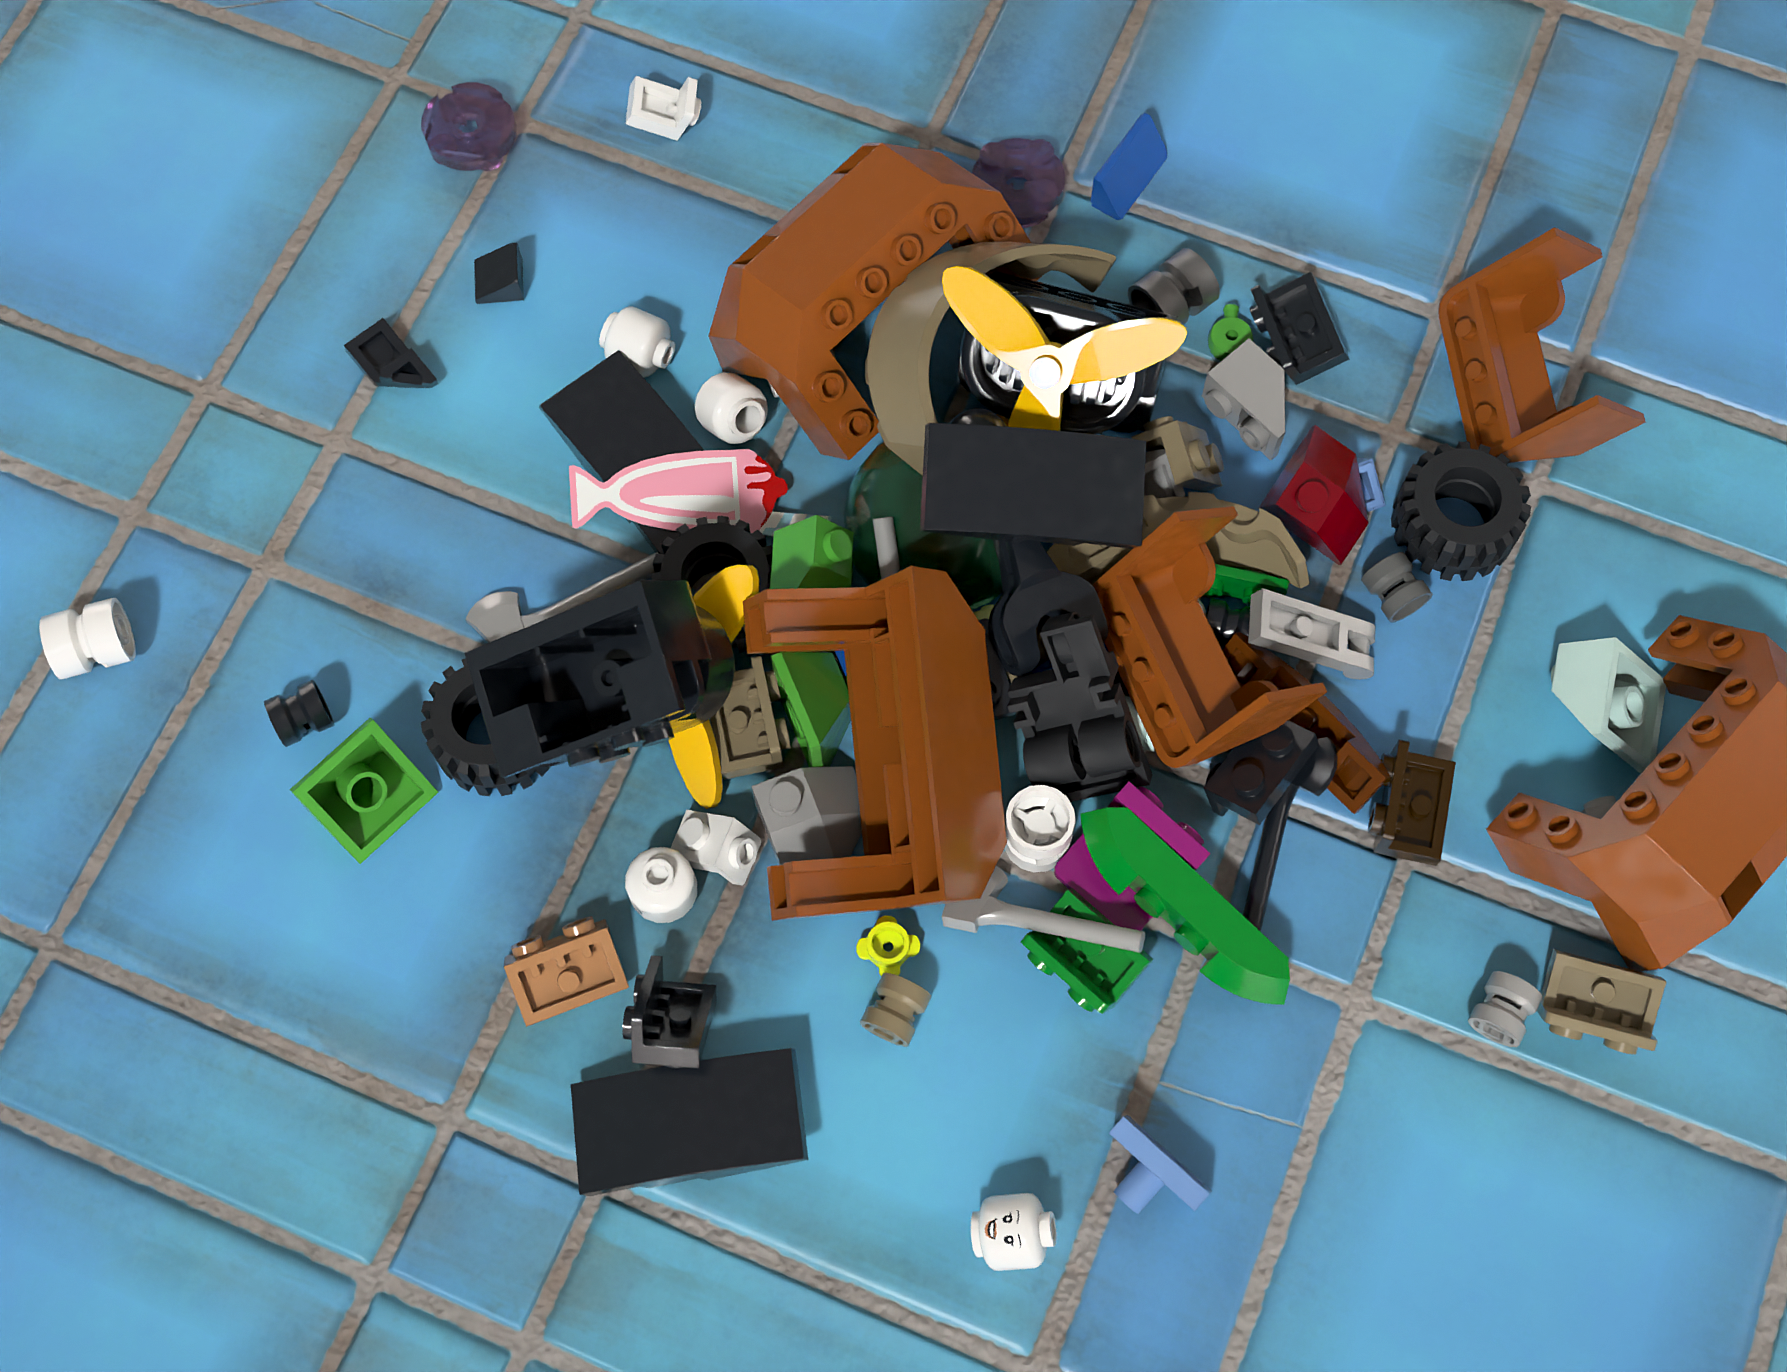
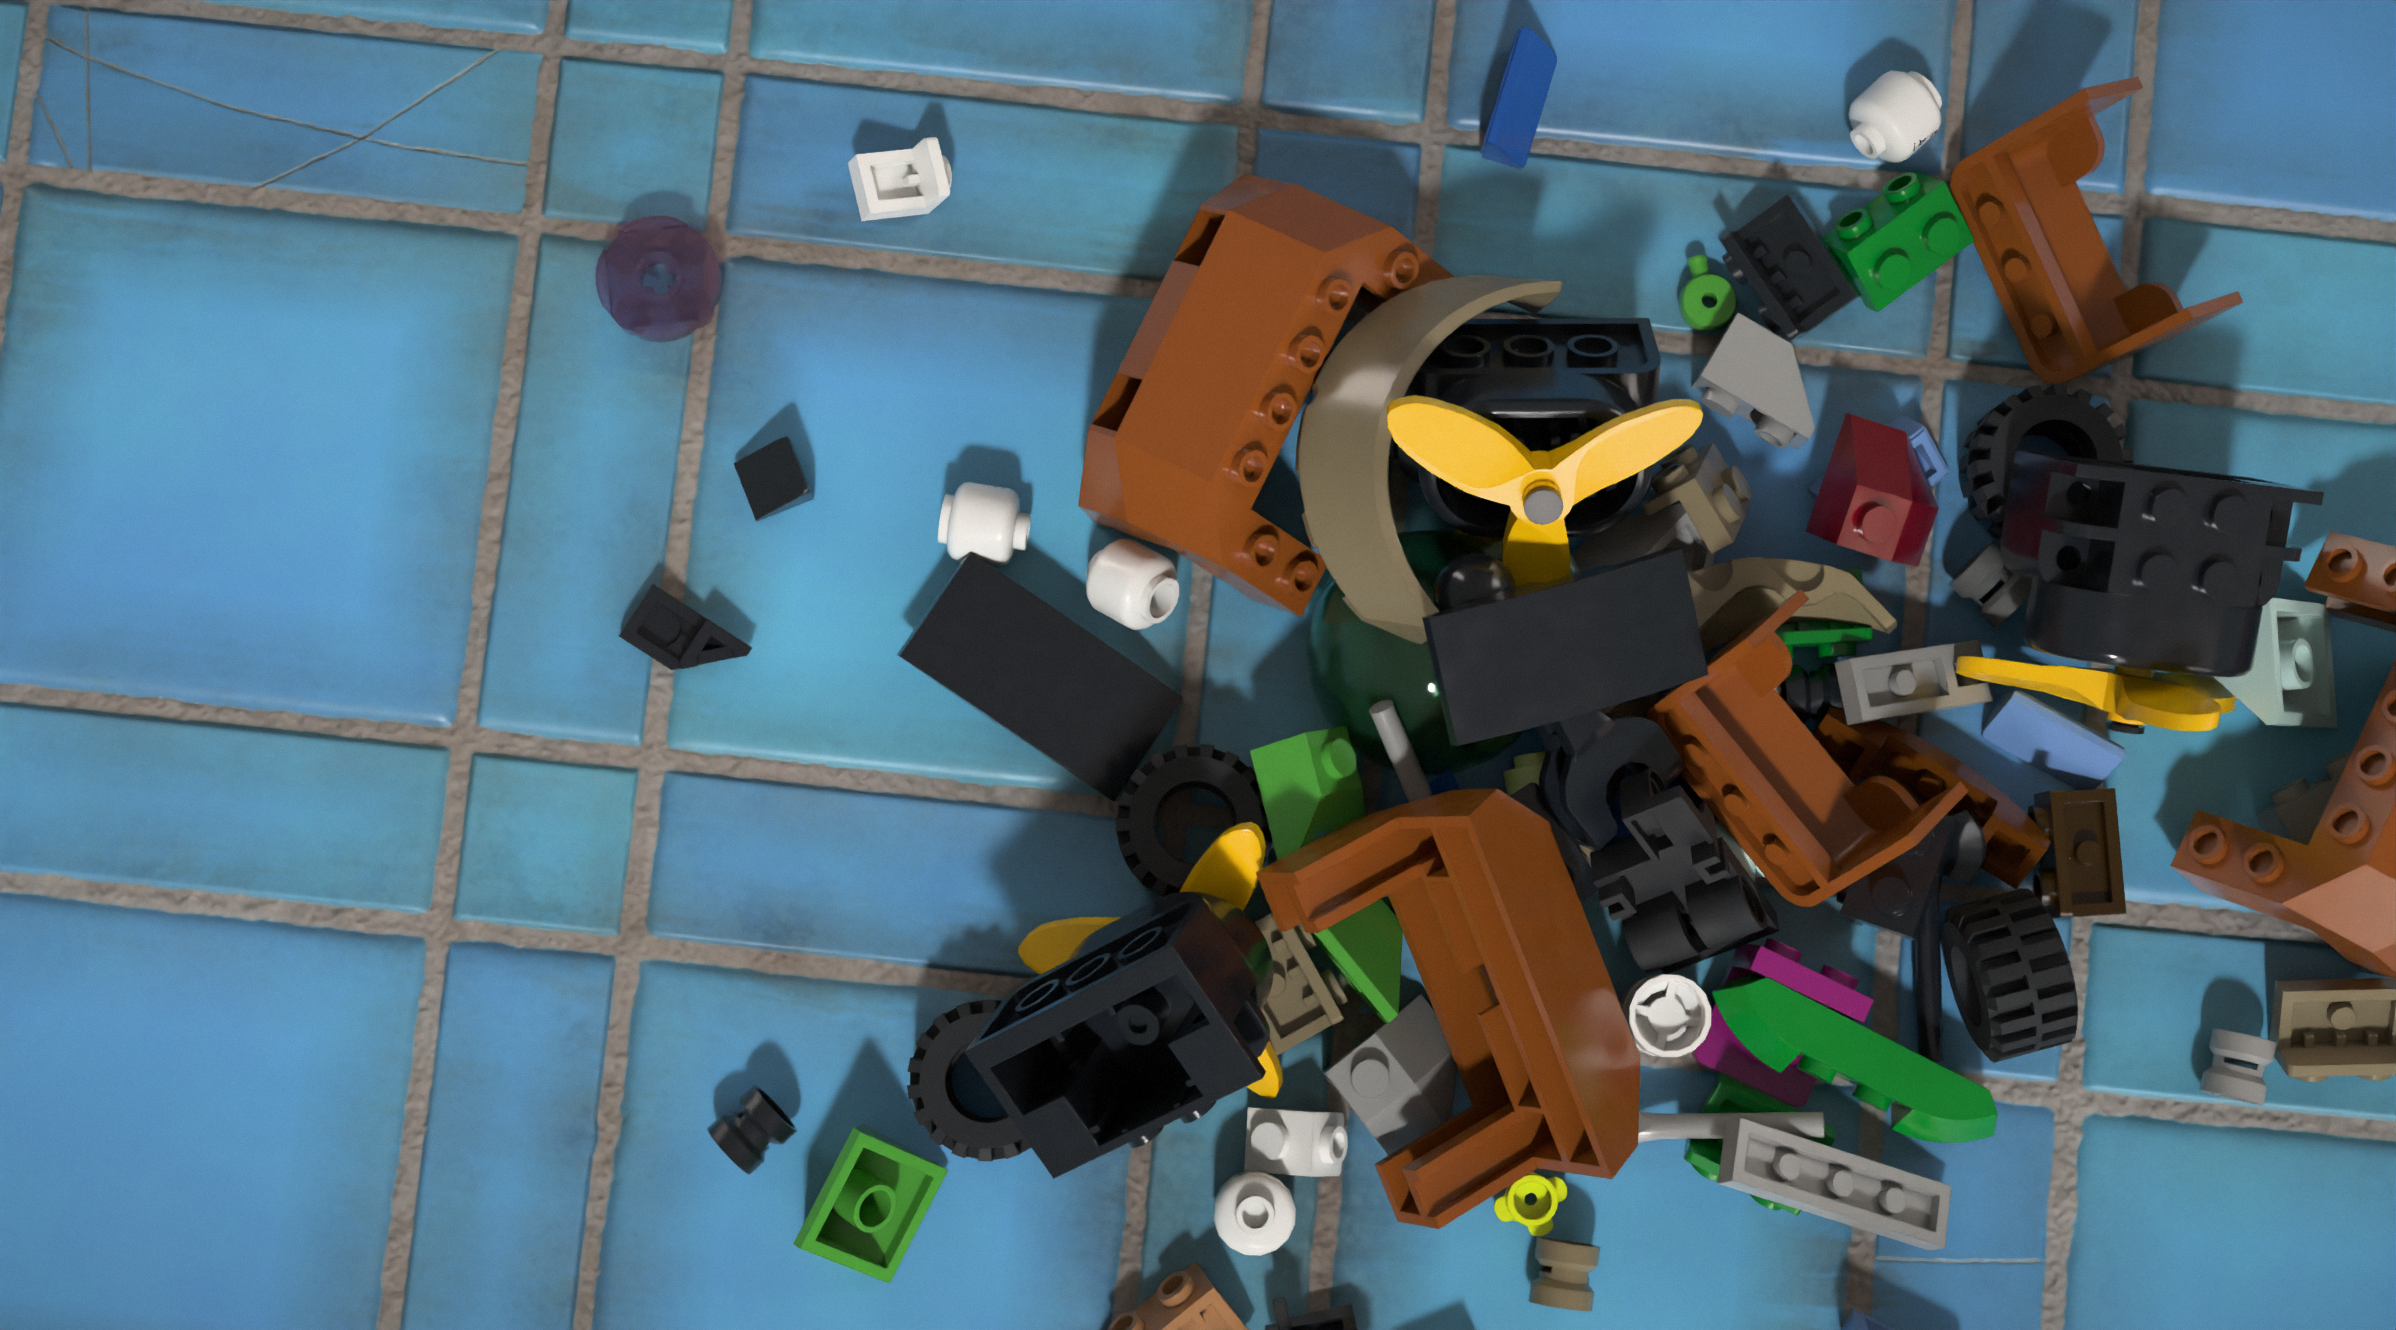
camera: 20 degrees left, 15 degrees up
(78, 641) = (454, 1121): white wheel -> none
(501, 611) = (964, 950): light grey piece -> none
(686, 487) = (1127, 712): sticker -> none
(1029, 160) = (1416, 166): clear purple plate -> none
(1138, 995) = (1834, 1184): none -> light grey plate
(1179, 288) = (1630, 260): flat silver wheel -> none
(1329, 868) = (2010, 974): none -> black tyre
(1390, 332) = (1899, 237): none -> green bracket
(1409, 247) = (1895, 116): none -> white head
(1414, 713) = (2052, 741): none -> medium blue slope
(1512, 584) = (2143, 578): none -> black brick

